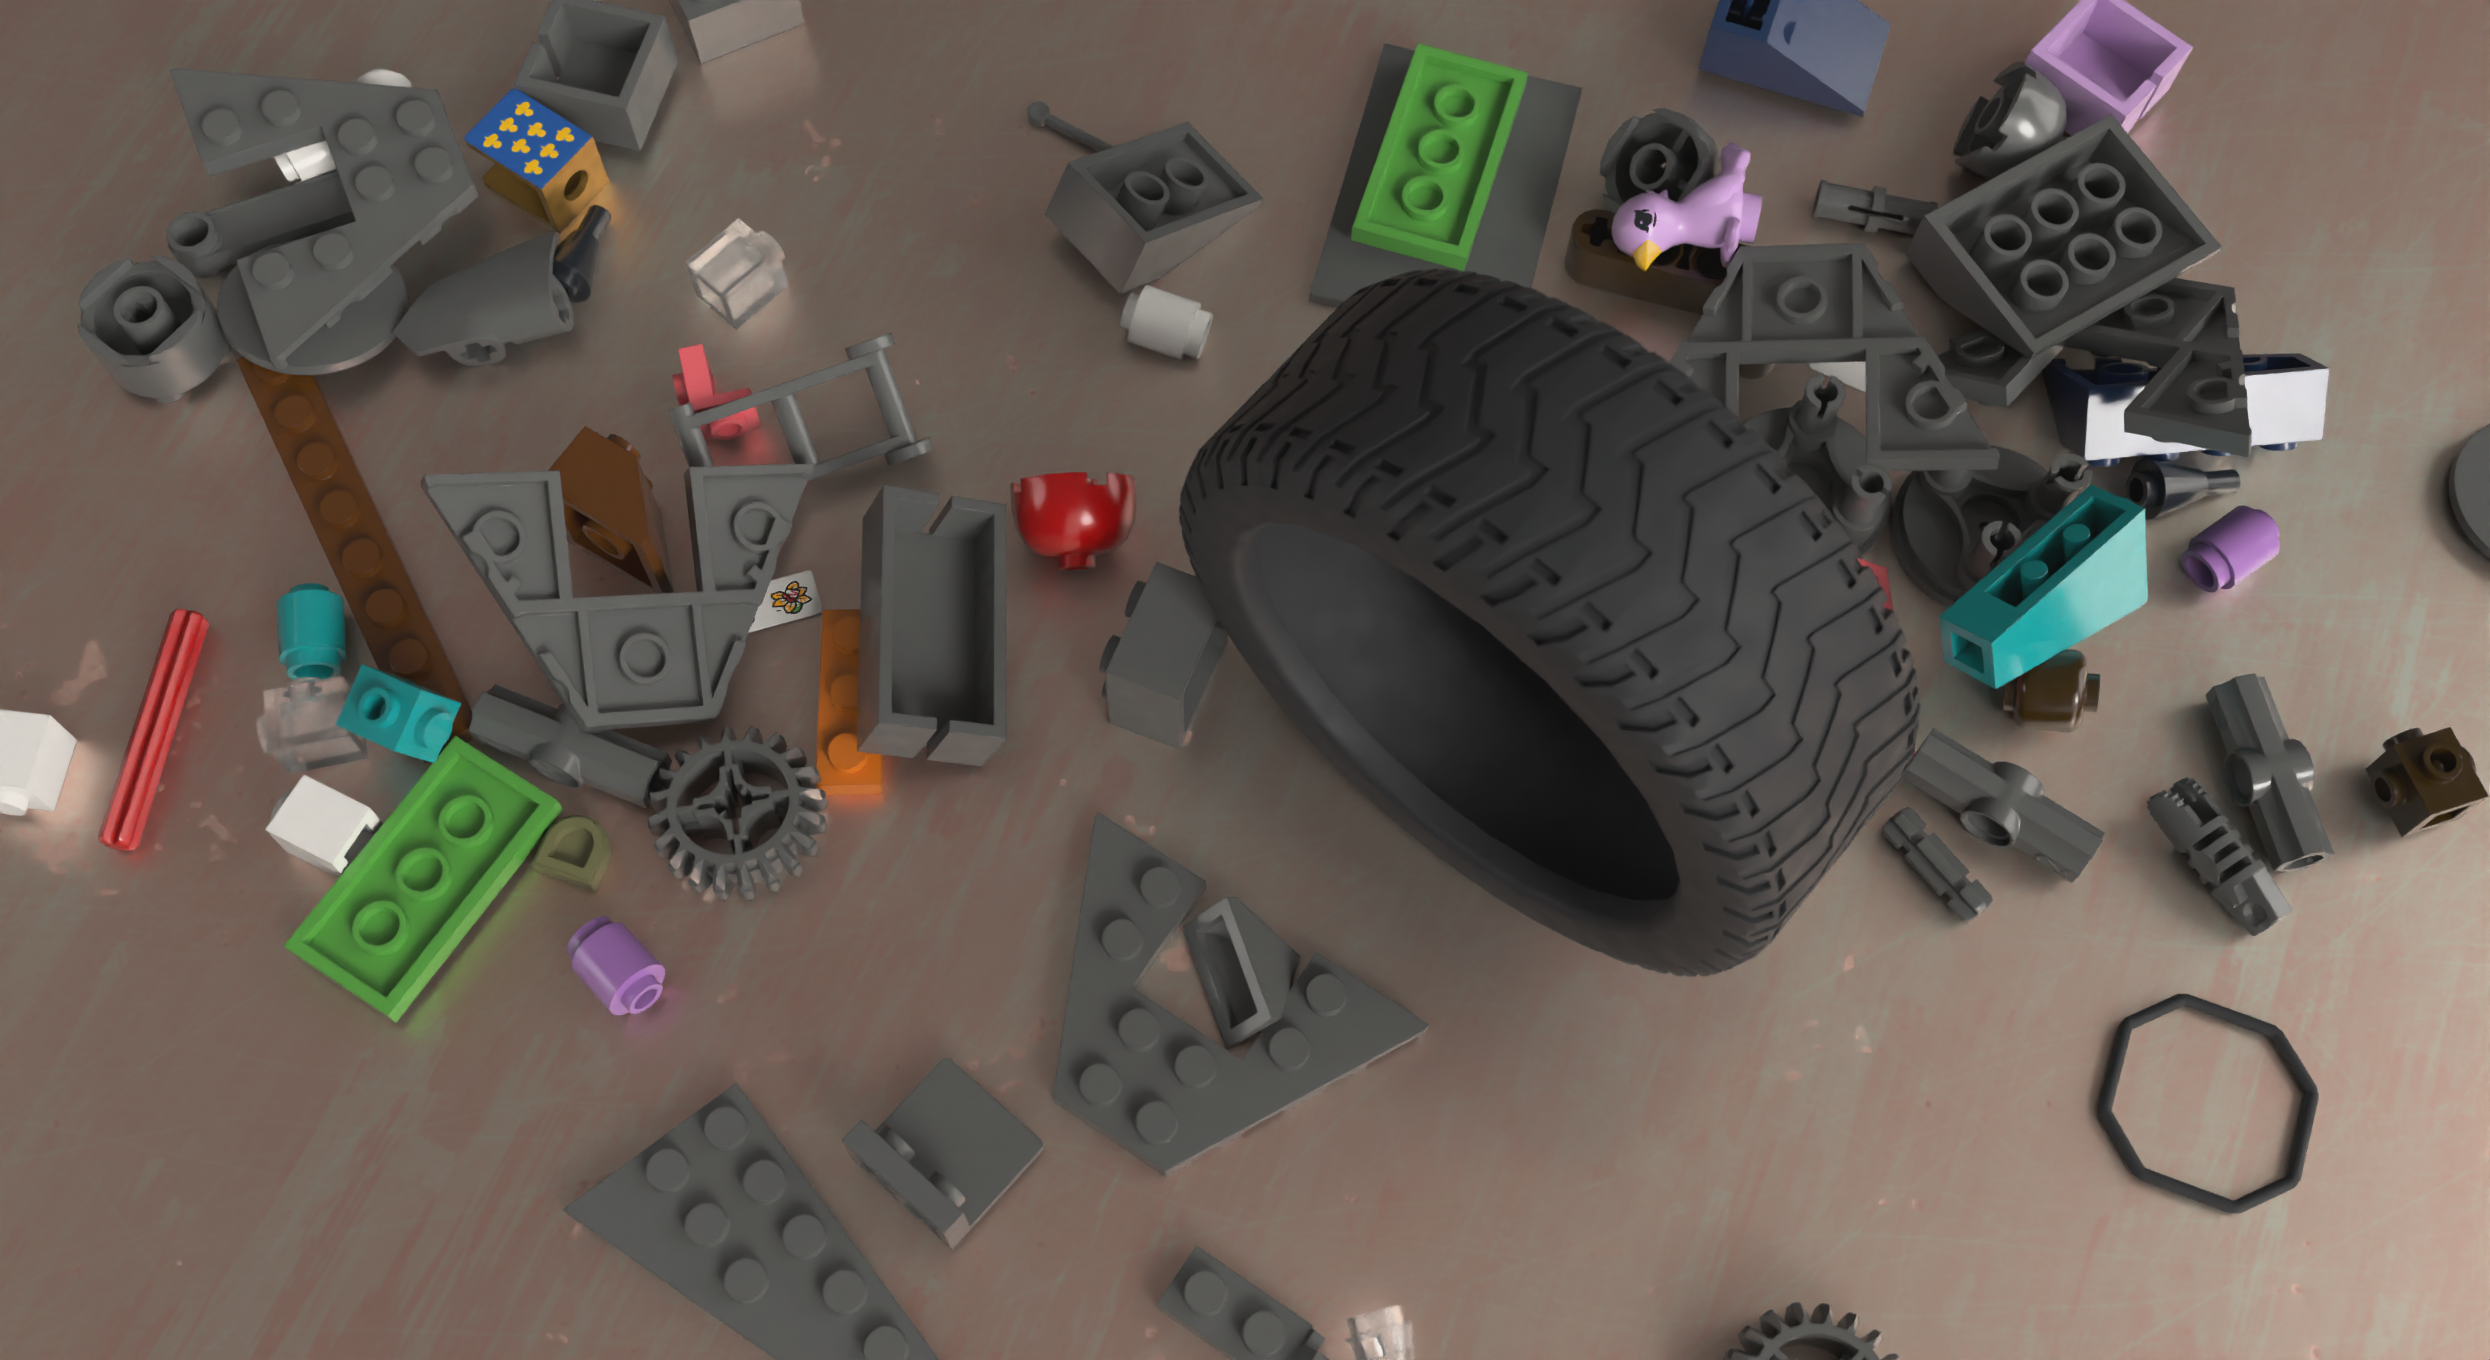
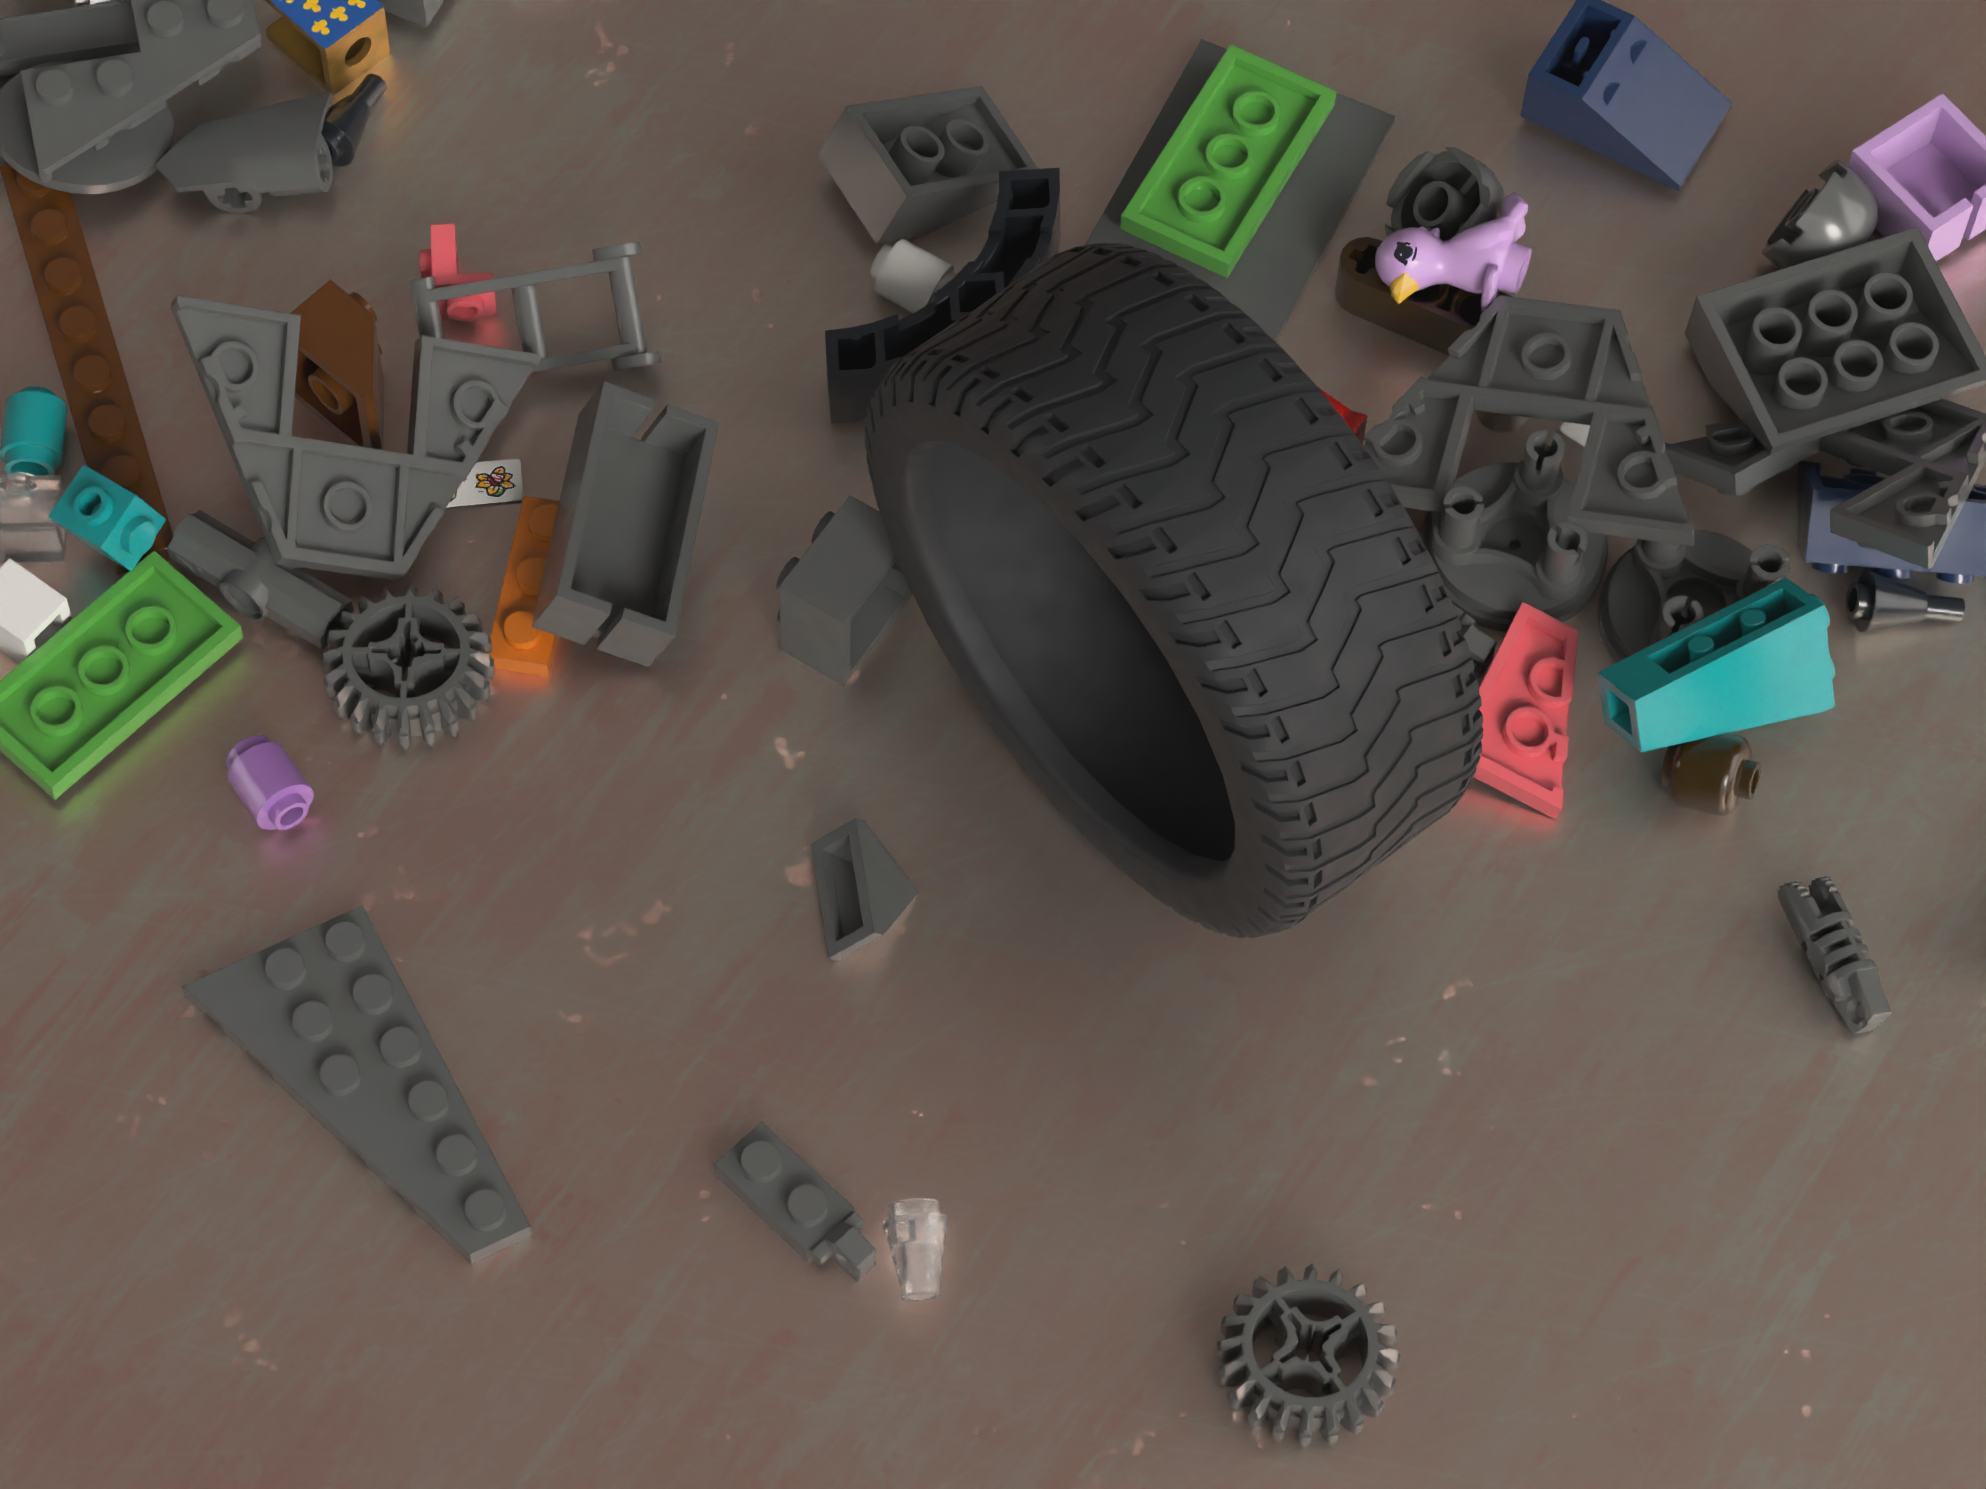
camera: 10 degrees right, 5 degrees down
(575, 852) = (246, 678): olive tile -> none
(738, 272) = (502, 162): clear brick -> none
(946, 1151) = (543, 999): dark grey bracket -> none
(1039, 116) = (834, 56): dark grey hinge -> none
(1074, 516) = (783, 446): red cylinder -> none
(1156, 1078) = (757, 974): dark grey wing -> none
(1230, 356) = (1019, 240): none -> black brick
(1870, 208) = (1653, 281): dark grey pin -> none
(1937, 864) = (1557, 914): dark grey axle -> none
(2003, 805) = (1634, 869): dark grey piece -> none
(2181, 1188) = (1729, 1251): black piece -> none
(2231, 549) = (1934, 672): medium lavender brick -> none
(2269, 773) = (1909, 887): dark grey piece -> none

